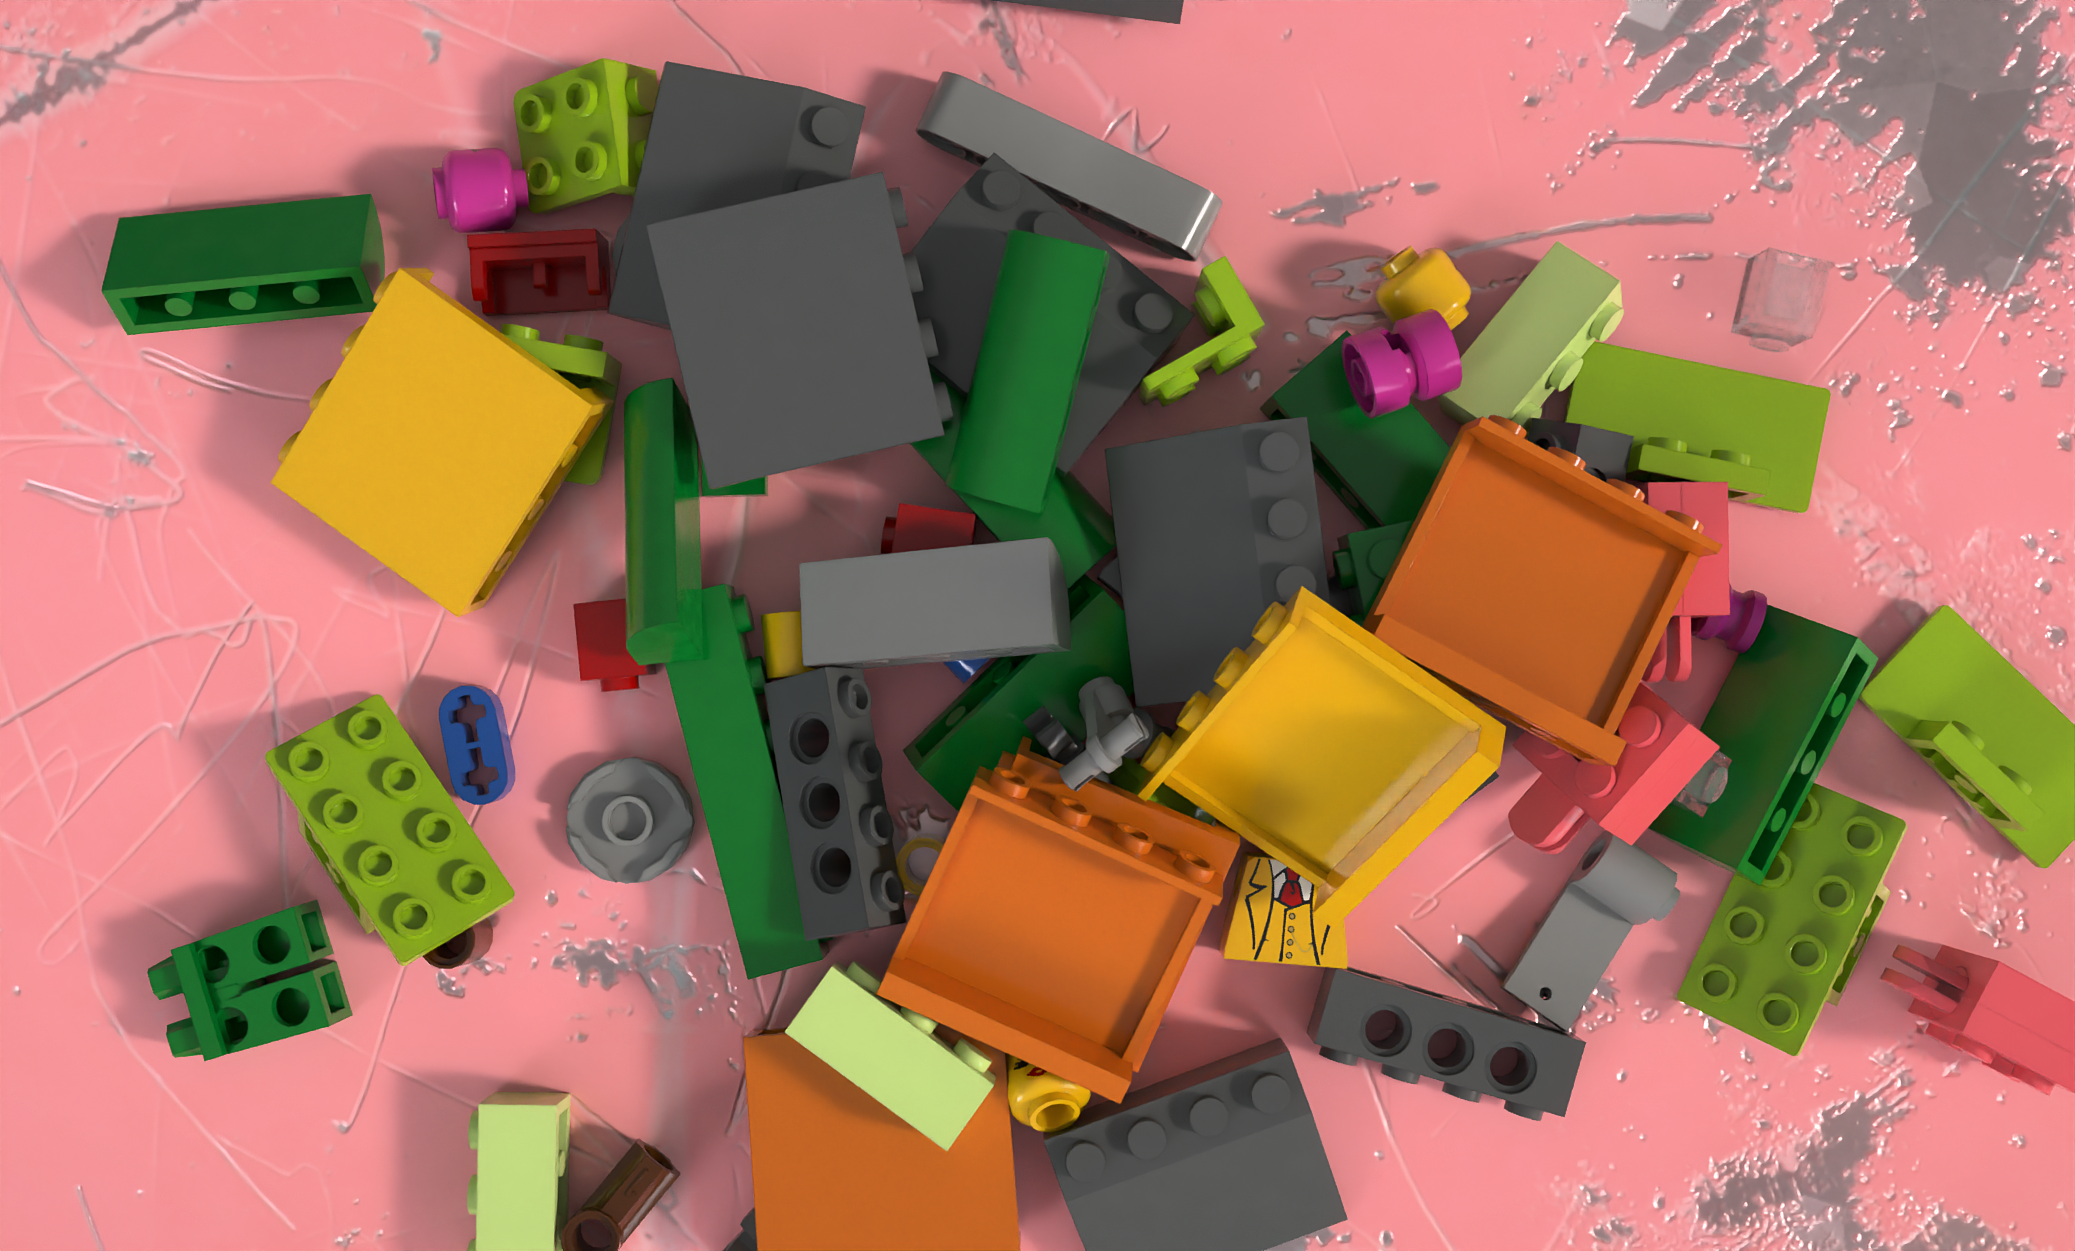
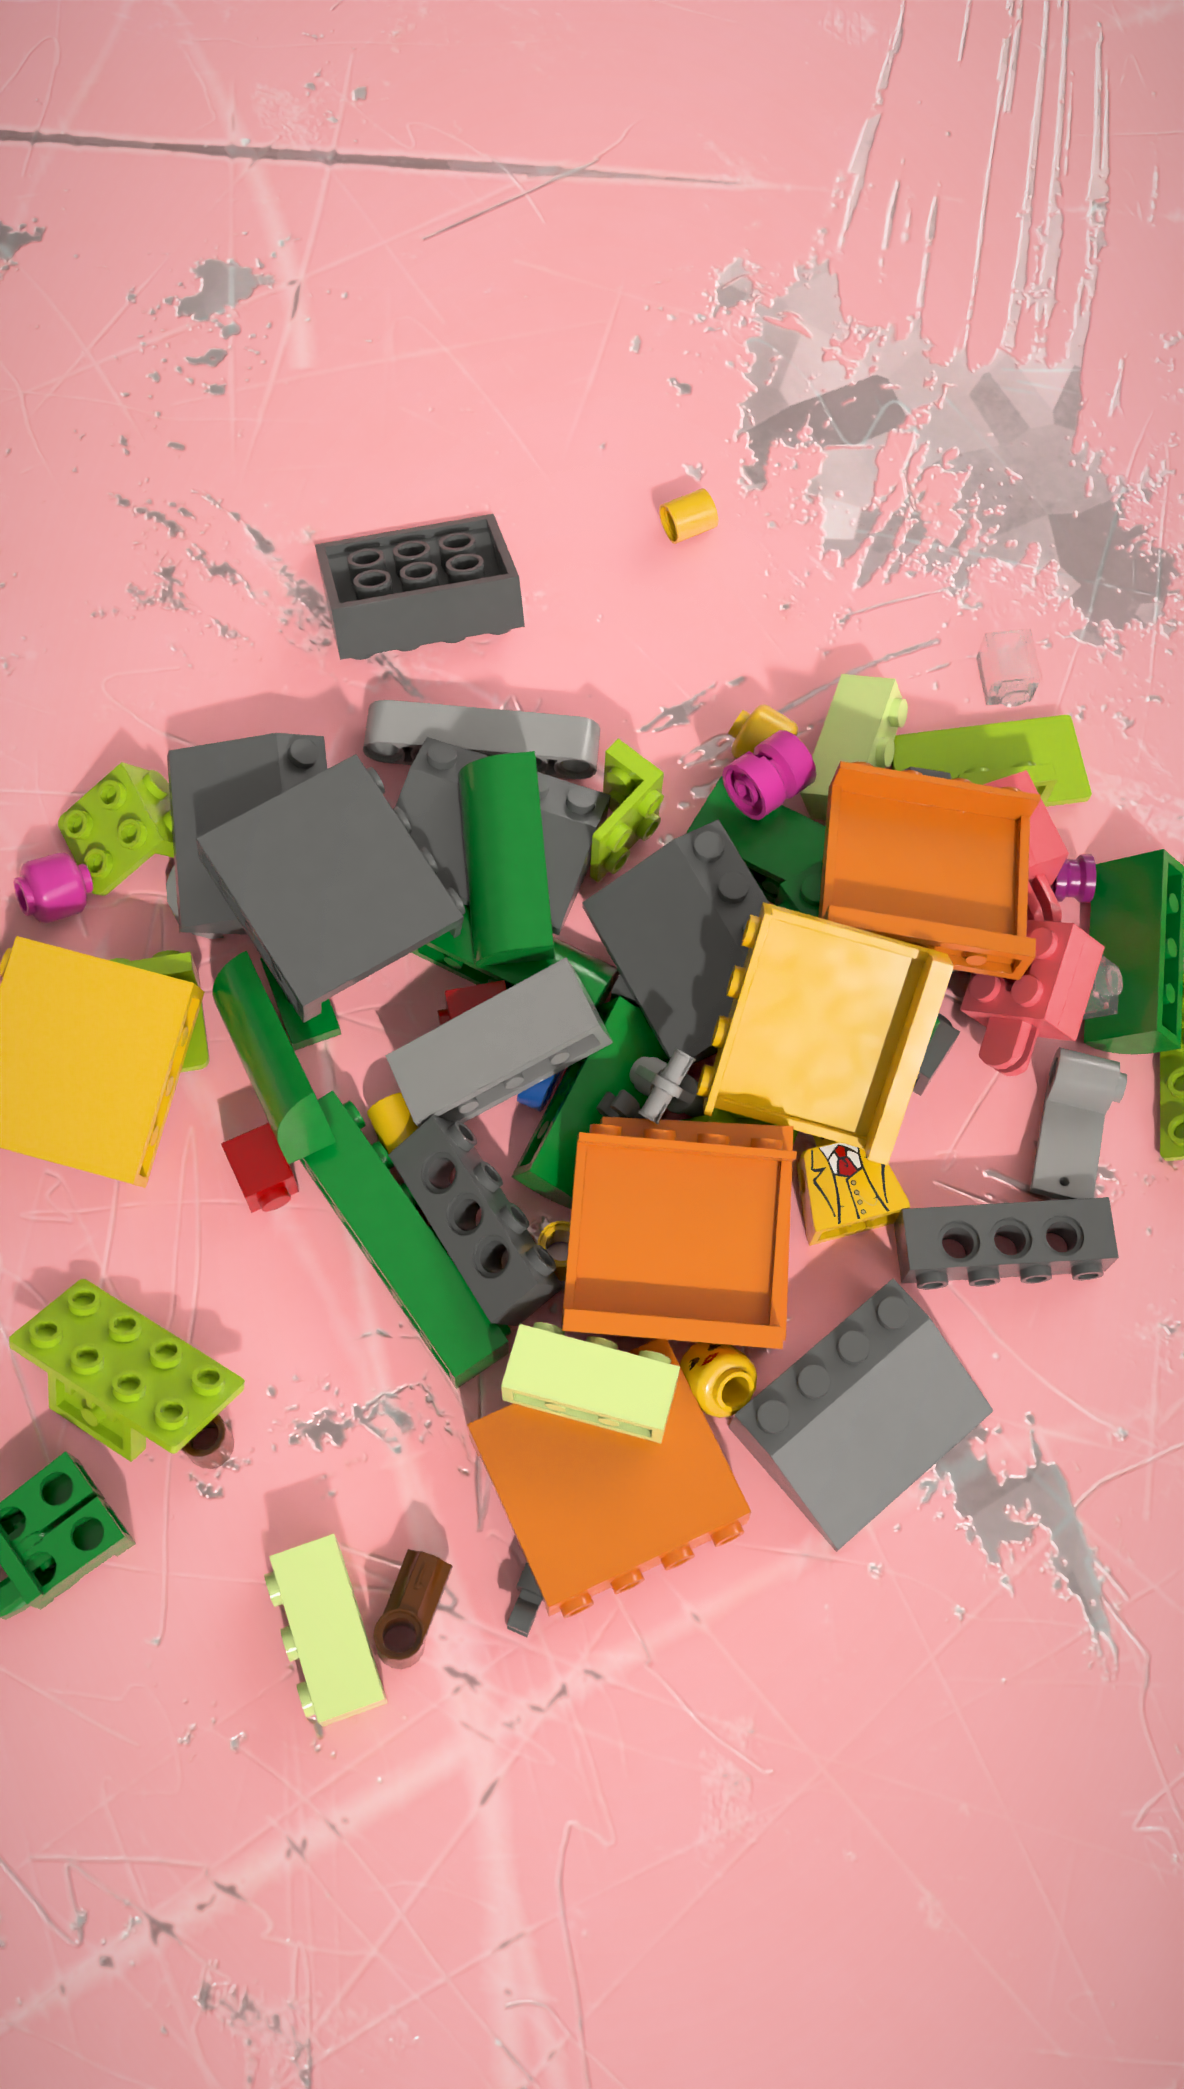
camera: 30 degrees left, 20 degrees down
(461, 747) = (185, 1281): blue beam -> none
(540, 271) = (119, 924): red hinge -> none
(629, 820) = (315, 1305): light grey tile -> none

